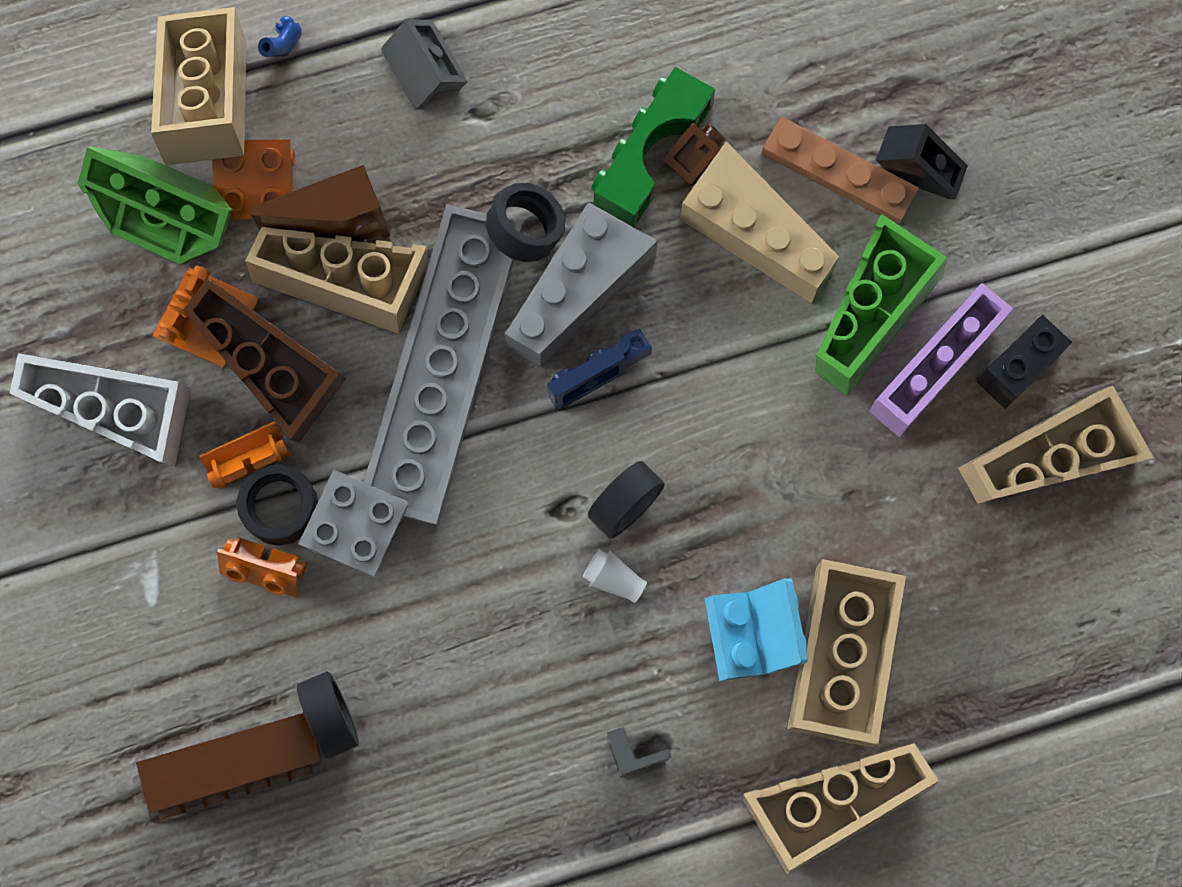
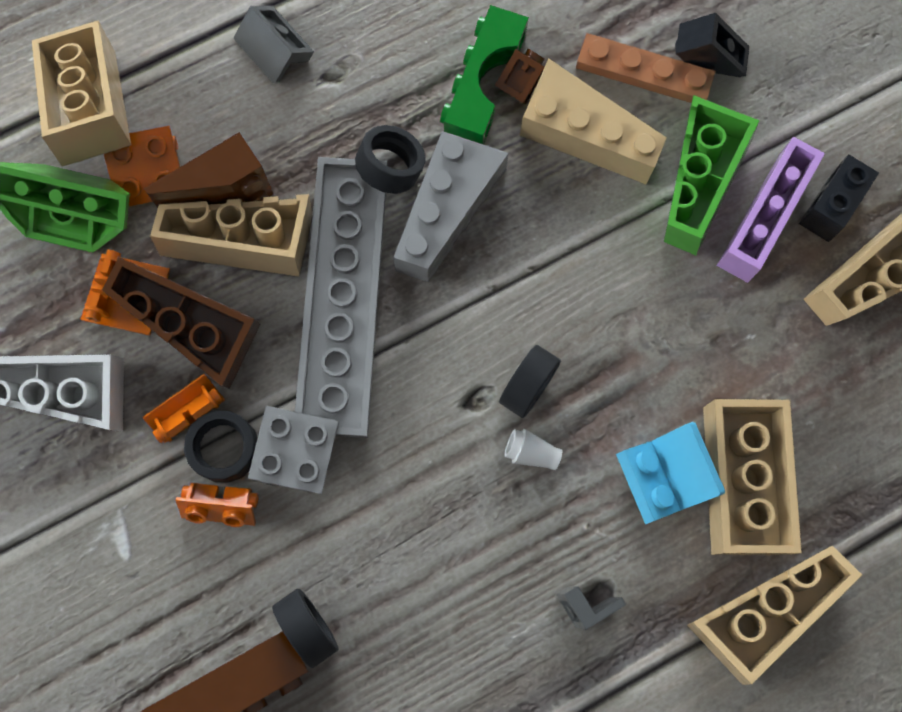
camera: 15 degrees left, 0 degrees up
(283, 44) = (145, 50): blue arm -> none
(598, 370) = (479, 274): dark blue hinge -> none

